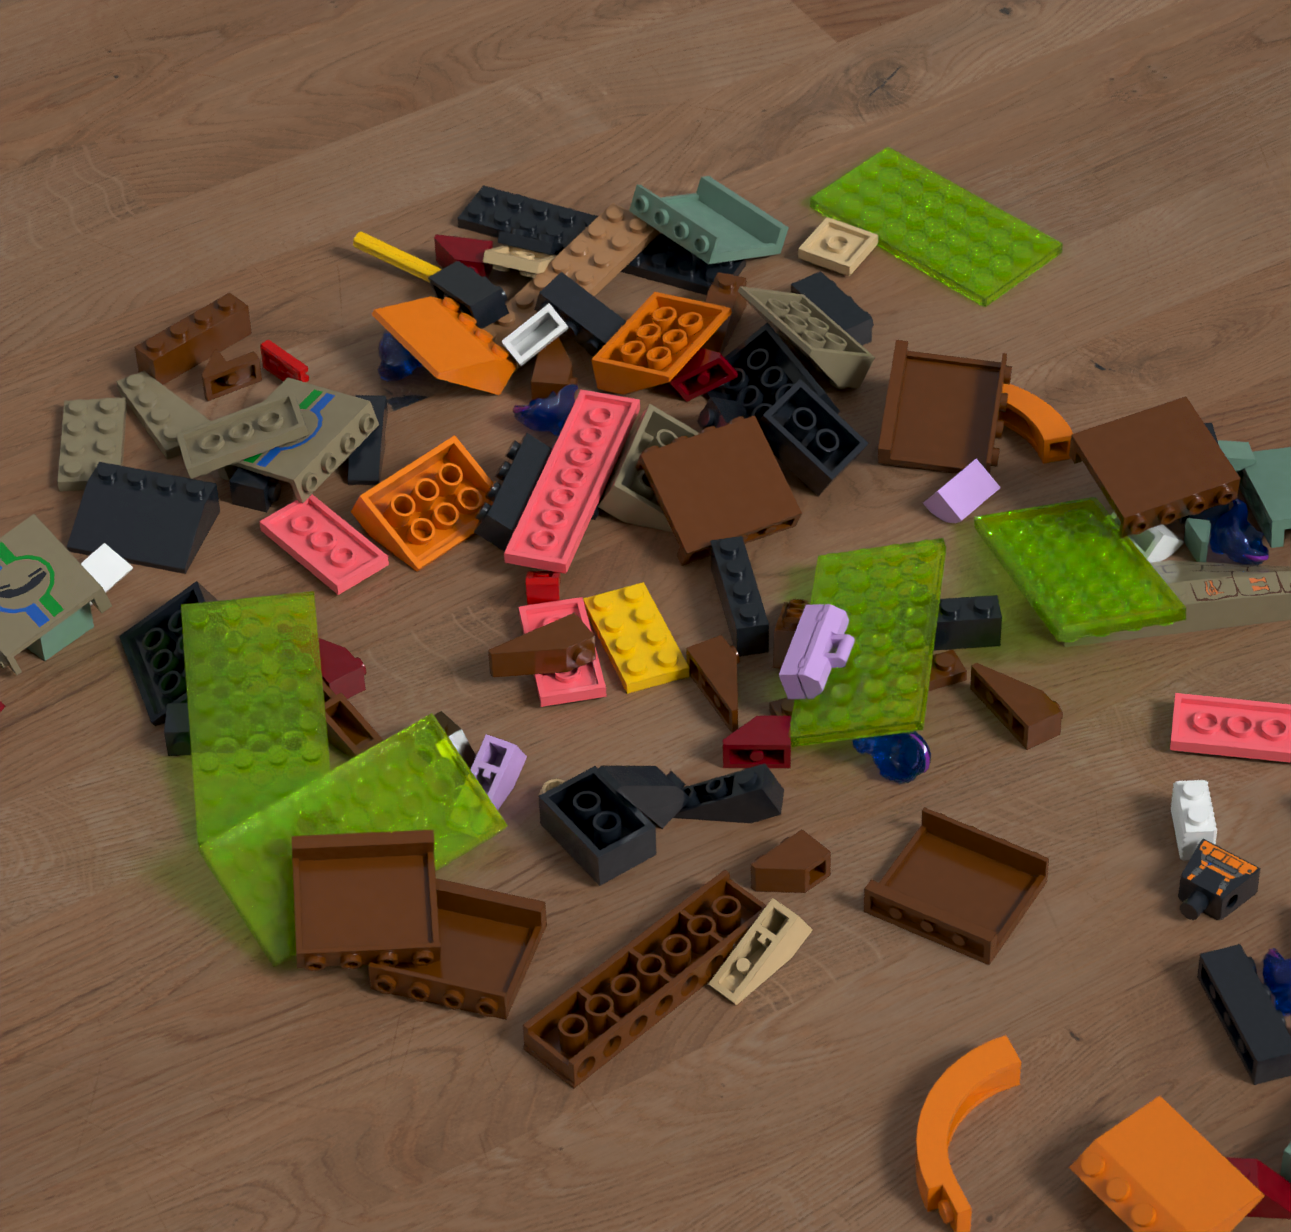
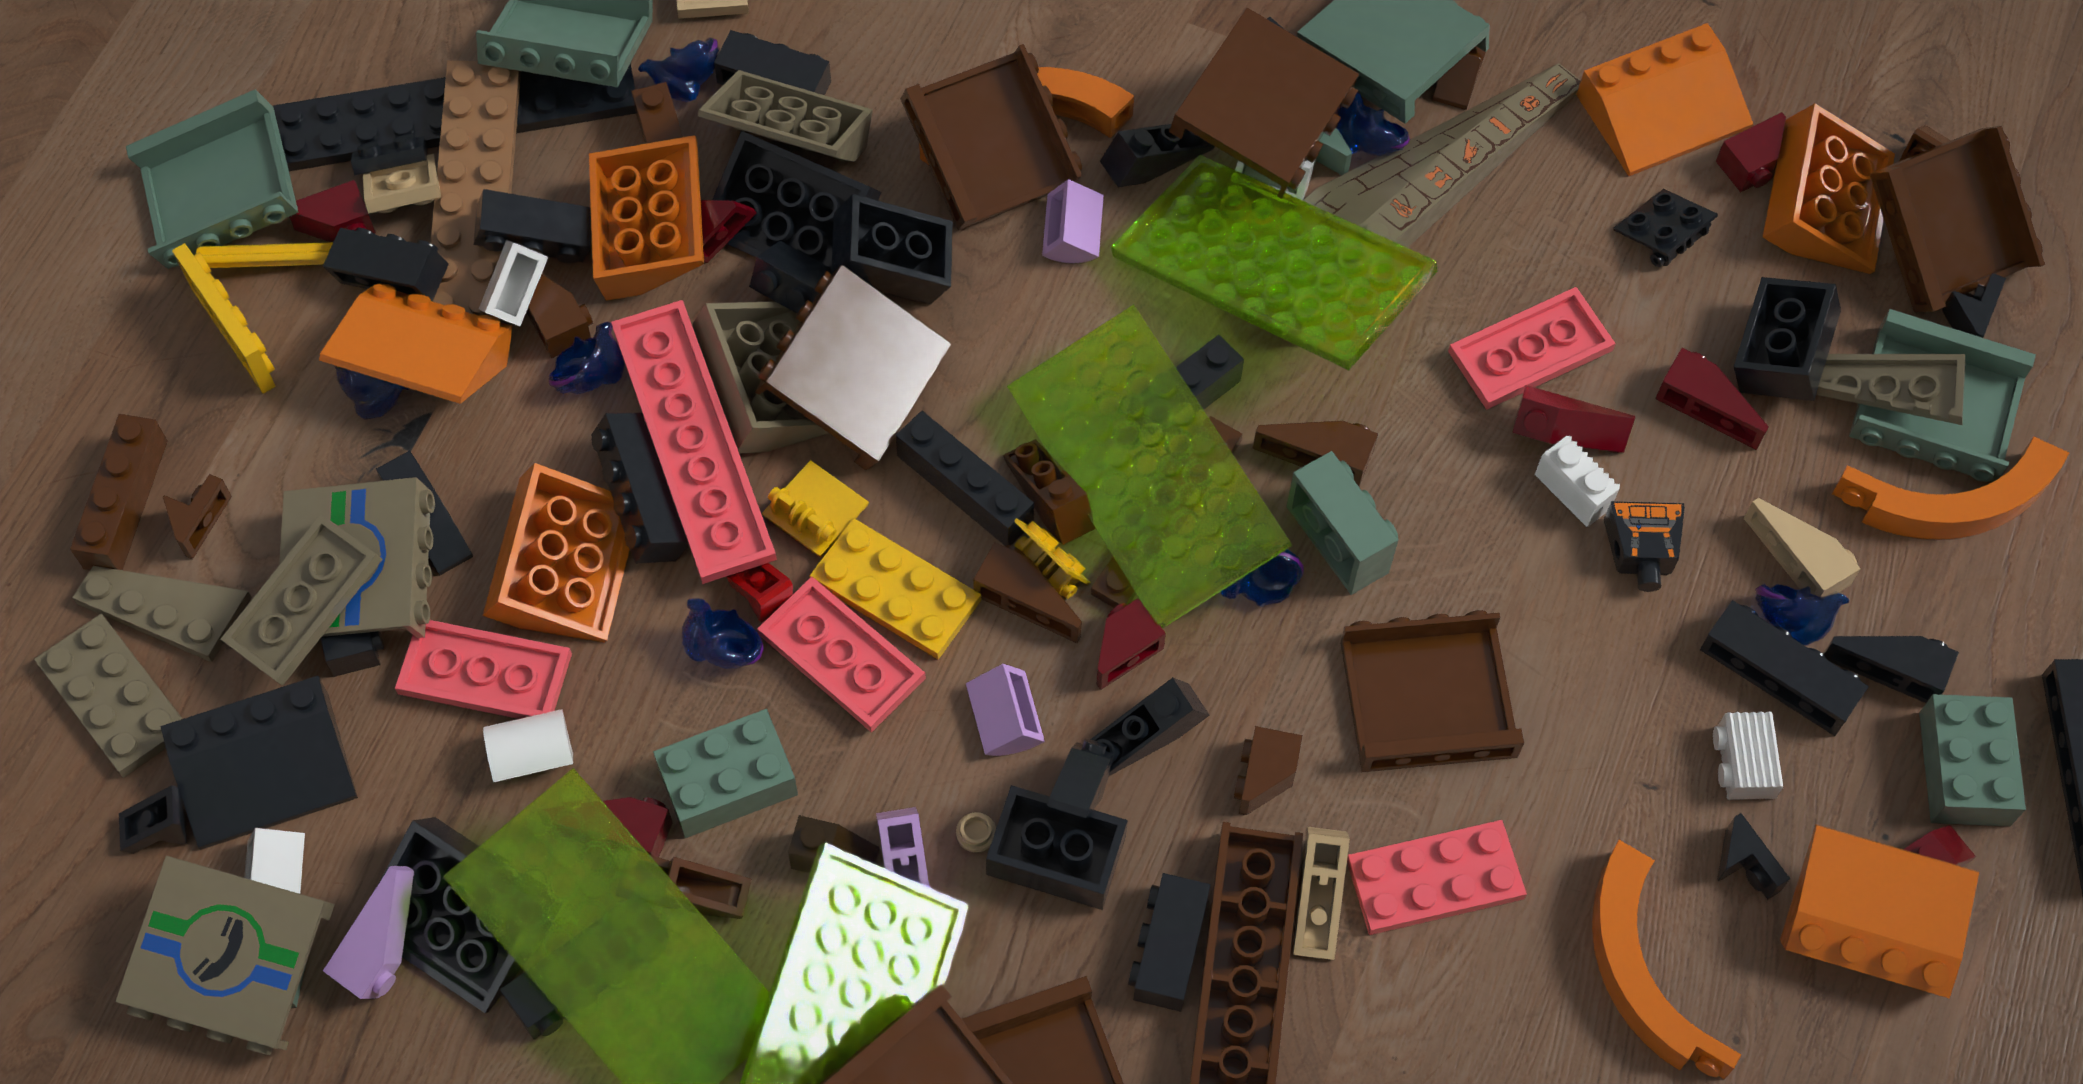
camera: 40 degrees left, 20 degrees up
(58, 514) = (153, 820): none -> black slope
(122, 636) = (375, 941): none -> lavender slope
(282, 363) = (252, 469): red tile -> none
(328, 592) = (528, 745): none -> white brick
(342, 276) = (226, 317): none -> yellow plate
(408, 200) = (215, 176): none -> sand green panel
(421, 672) = (726, 773): none -> sand green brick
(488, 596) = (719, 636): none -> clear blue hair
(546, 650) = (844, 668): reddish brown slope -> none
(622, 563) = (814, 508): none -> yellow hinge
(622, 920) = (1169, 941): none -> black brick
(641, 737) = (1005, 711): none -> lavender brick
(754, 668) = (1040, 548): none -> yellow hinge
(772, 275) = (684, 68): none -> clear blue hair
(813, 651) = (1122, 528): lavender piece -> none
(856, 997) = (1436, 877): none -> coral plate
(982, 748) = (1342, 522): none -> sand green brick
(1055, 477) = (1148, 153): none -> black slope
(1097, 1103) = (1745, 849): none -> black slope
(1165, 1050) = (1748, 756): none -> white brick
(1226, 782) = (1554, 416): none -> dark red slope
(1238, 454) = (1309, 32): sand green slope -> none

